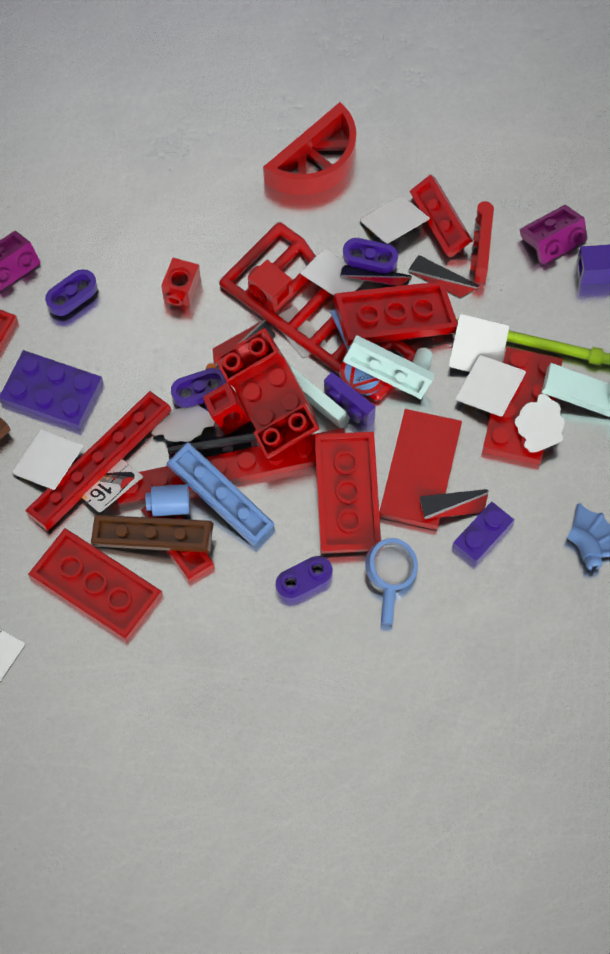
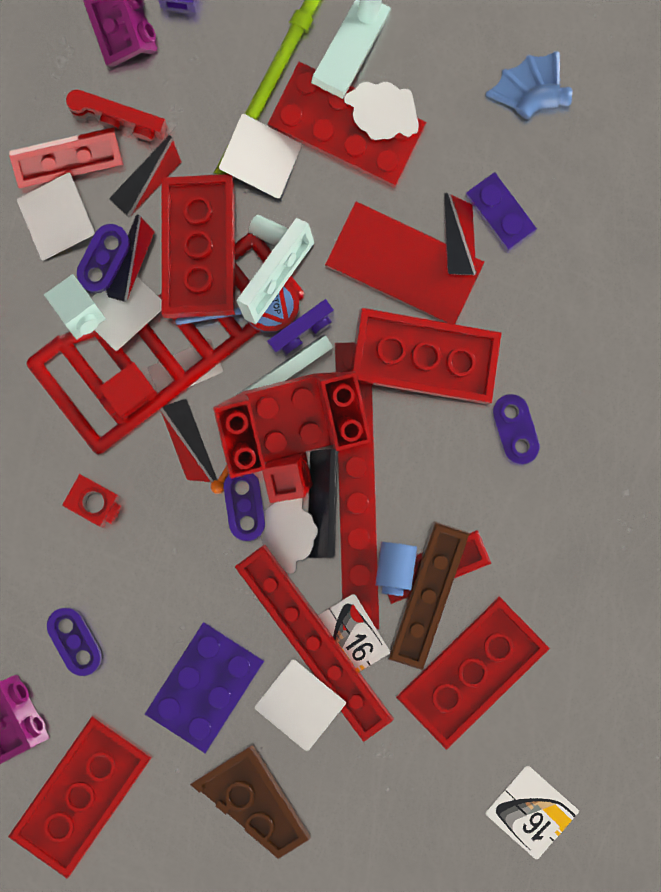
camera: 80 degrees left, 20 degrees up
(220, 494) = (396, 506): medium blue tile -> none
(327, 240) = (75, 307): none -> light aqua brick
(390, 567) = (527, 327): piece -> none
(490, 385) = (318, 155): white sticker -> none

